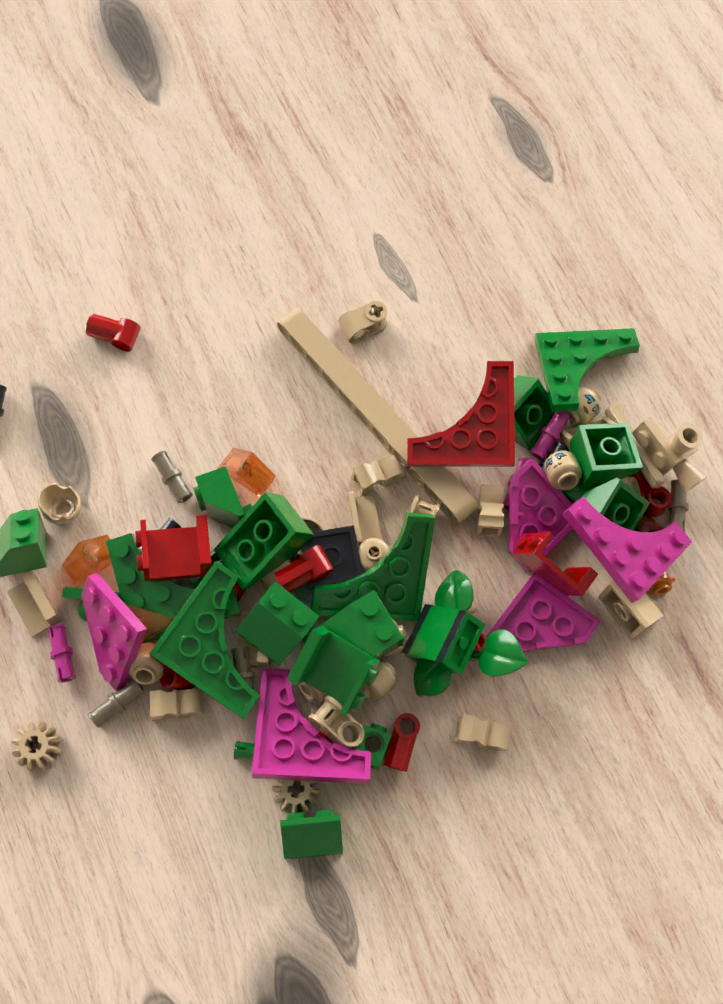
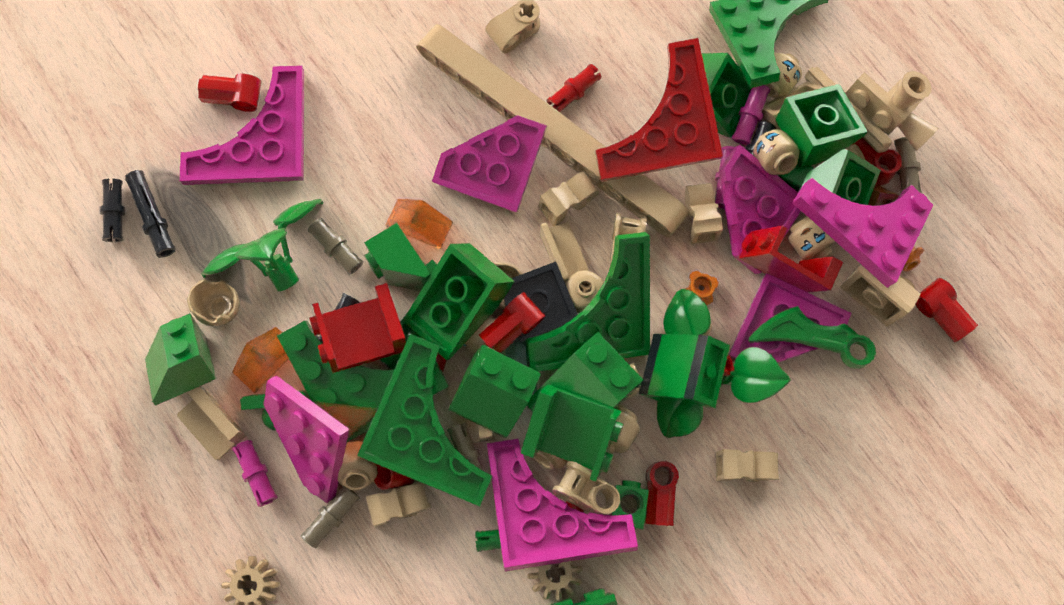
camera: 10 degrees left, 5 degrees up
(25, 429) = (154, 224): none -> black pin
(119, 485) = (263, 249): none -> green plant
(131, 384) = (265, 148): none -> dark pink plate
(320, 433) = (494, 163): none -> dark pink plate
(403, 383) = (574, 88): none -> red pin
(483, 572) = (705, 280): none -> orange plate
(549, 623) = (797, 328): none -> green piece
(576, 552) = (810, 240): none -> tan head
(681, 627) = (940, 303): none -> red piece

